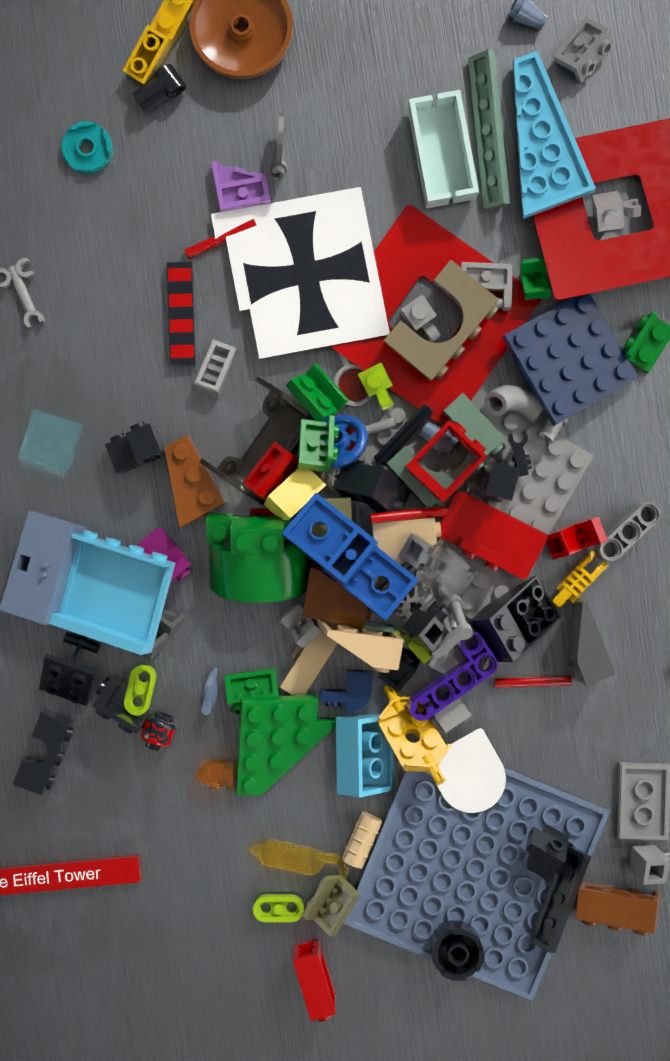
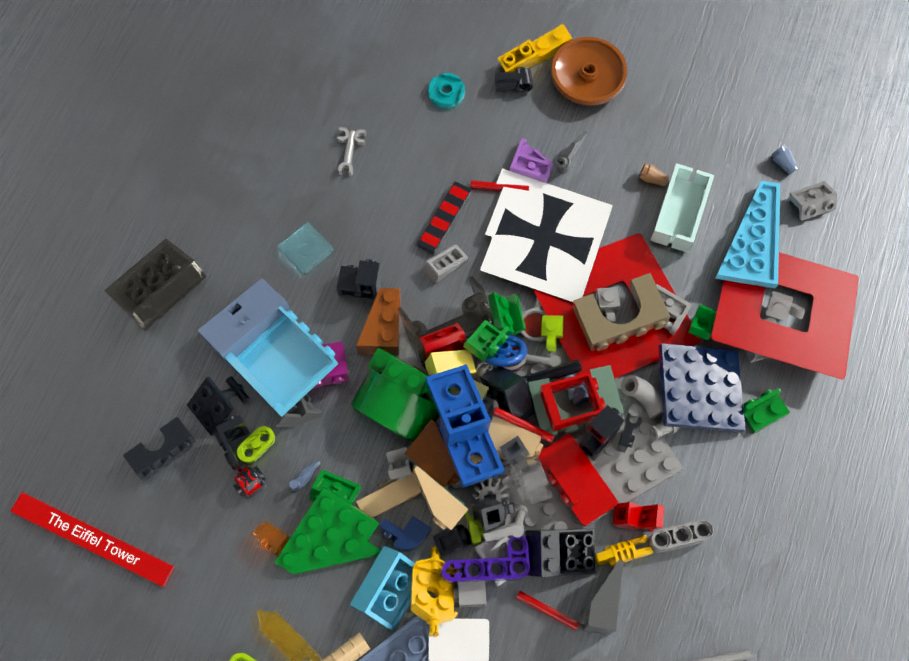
camera: 30 degrees right, 20 degrees down
(386, 123) = (651, 174): none -> medium nougat cone
(489, 130) = (720, 215): sand green plate -> none

